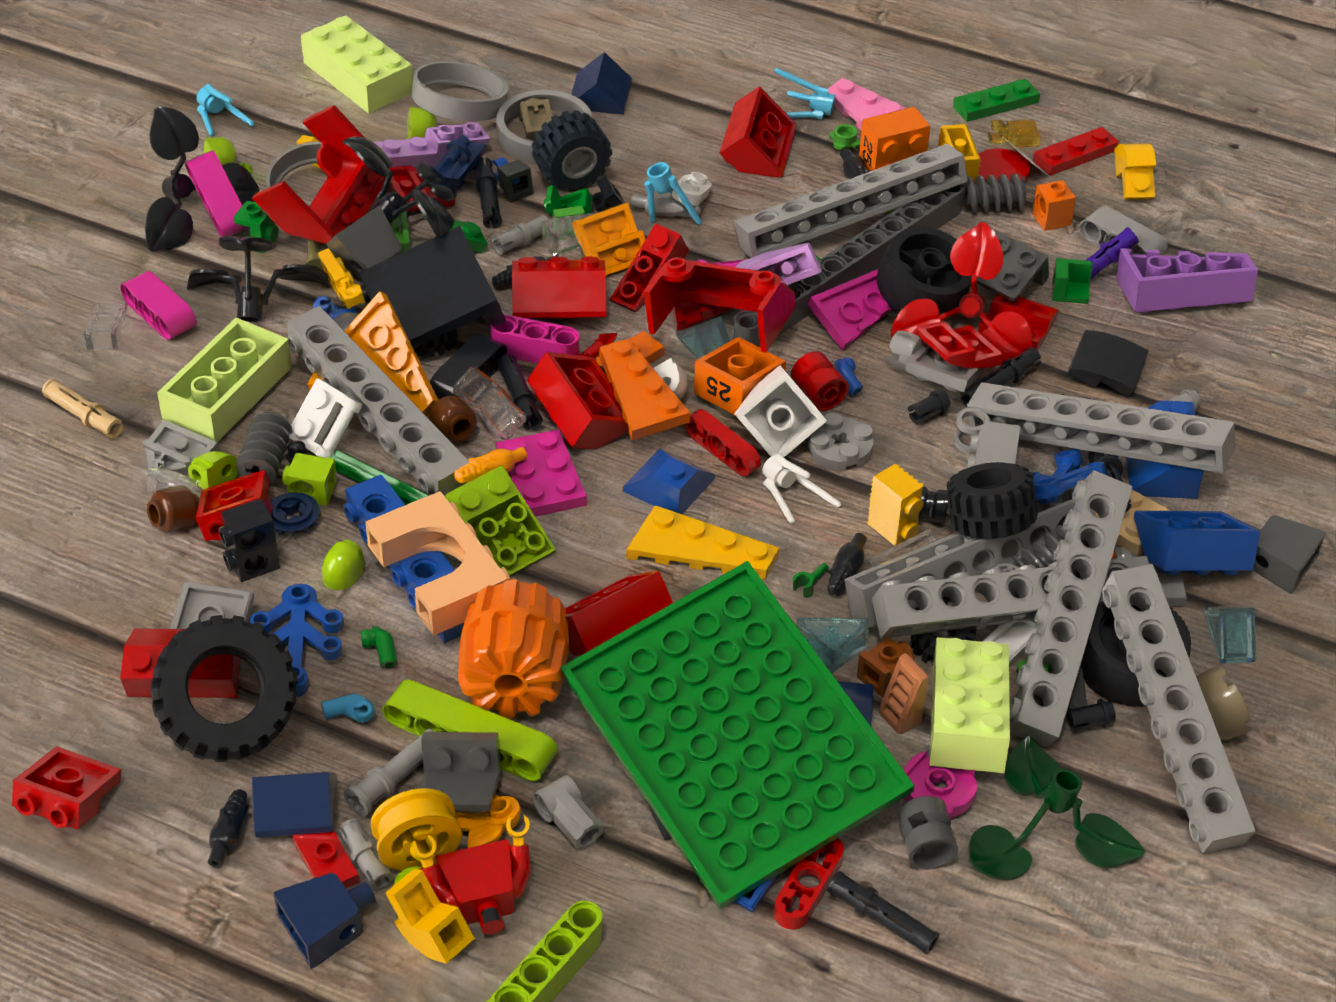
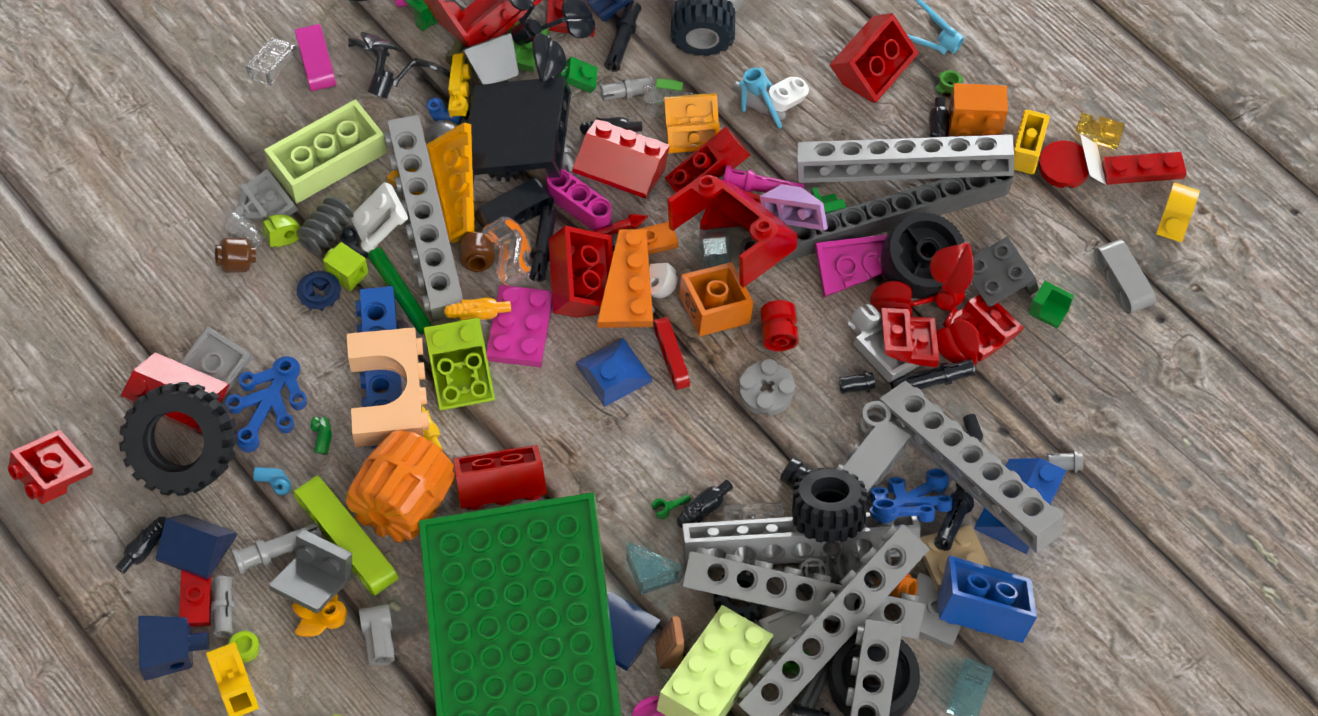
camera: 25 degrees right, 15 degrees up
(91, 413) = (225, 155): tan pin -> none
(227, 496) = (276, 270): red plate -> none
(249, 540) = (268, 309): black brick -> none
(342, 565) = (330, 353): lime piece -> none
(411, 818) = (257, 607): yellow wheel -> none
(480, 878) = (285, 664): red torso -> none
(513, 178) = (649, 29): pearl dark grey piece -> none
(579, 198) = (679, 71): green bracket -> none
(608, 197) = (716, 77): black tile -> none
(687, 540) = (603, 439): yellow wing -> none
(779, 413) = (724, 348): white slope -> none
(783, 474) = (702, 402): white plant -> none
(846, 368) = (806, 326): blue arm -> none
(860, 102) = (988, 57): bright pink wing -> none
(883, 661) = (669, 606): dark orange brick -> none
(895, 504) = (764, 470): yellow brick -> none
(995, 192) = (1039, 190): dark grey piece -> none
(996, 100) = (1107, 88): green plate -> none
(1053, 205) = (1082, 221): orange brick -> none
(1108, 360) = (1032, 395): black slope -> none
(1110, 251) = (1098, 290): dark purple pin -> none
(1185, 279) = (1146, 341): medium lavender wedge -> none
(1286, 551) = (1059, 635): dark grey torso -> none

